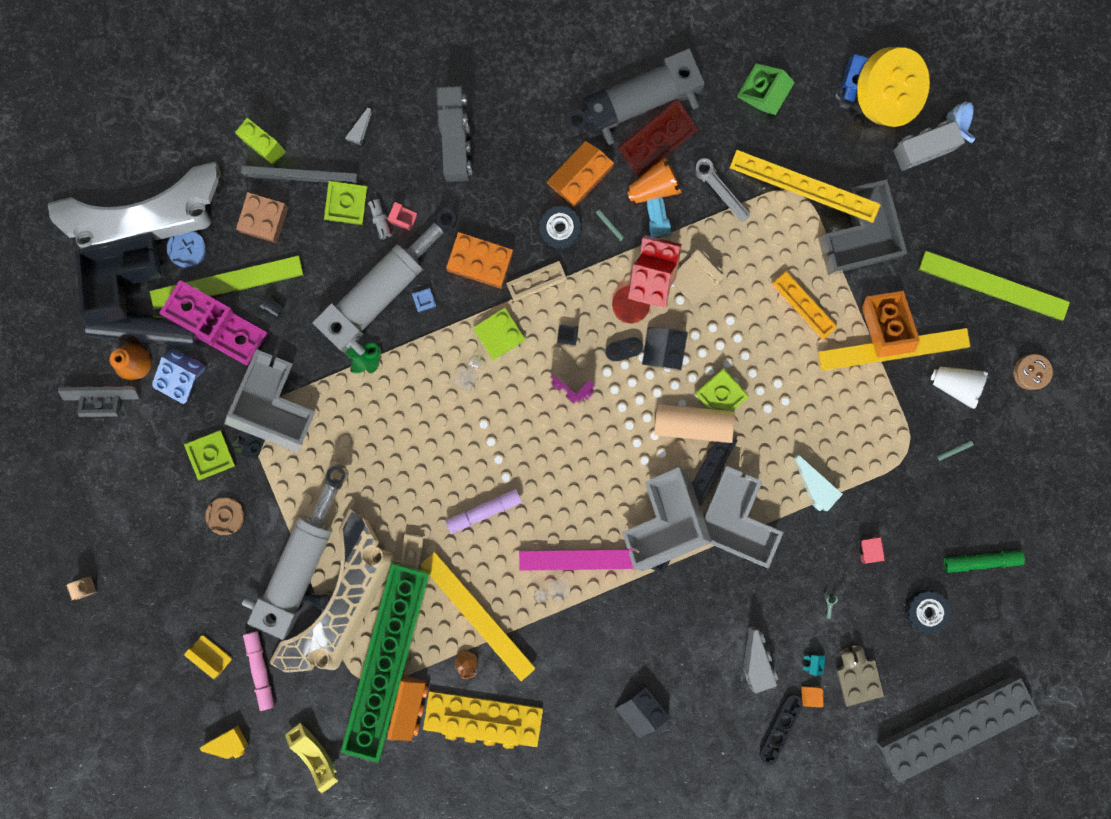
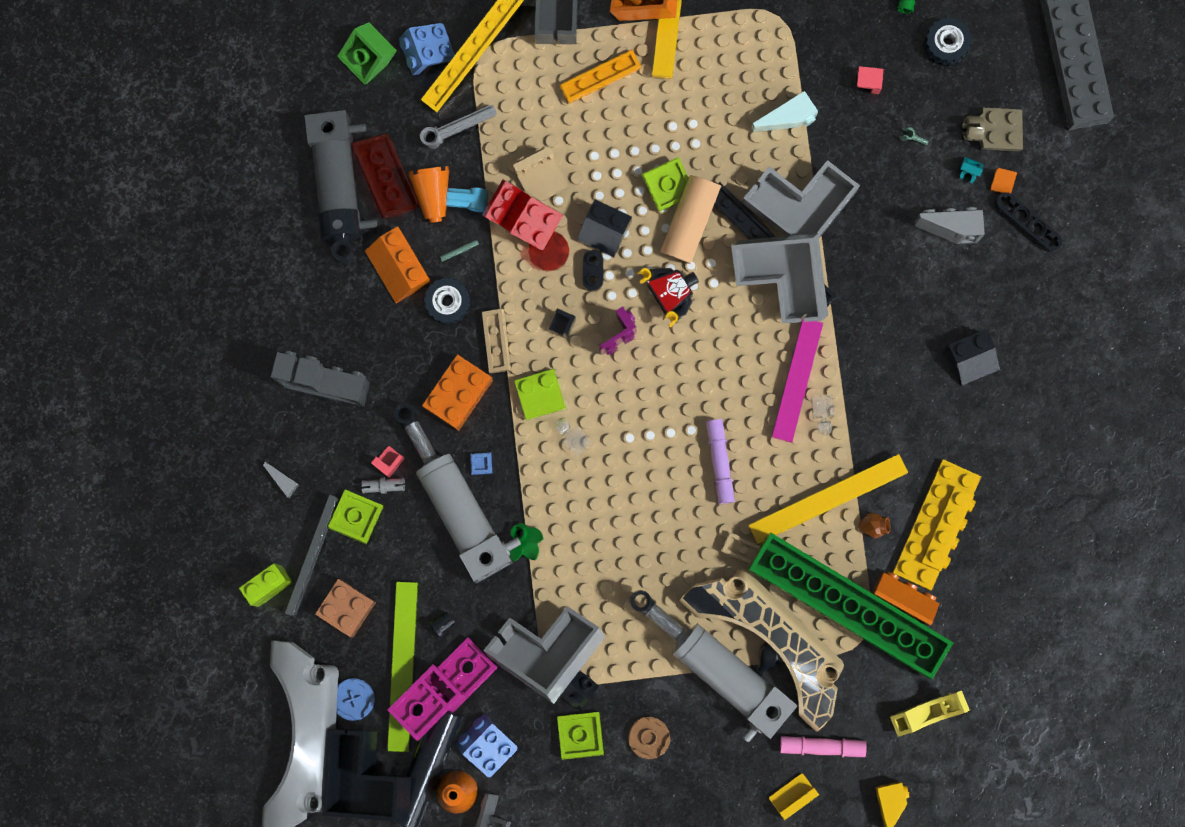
camera: 65 degrees left, 5 degrees down
(624, 424) = (670, 290): none -> torso
(787, 140) = (426, 47): none -> medium blue bracket

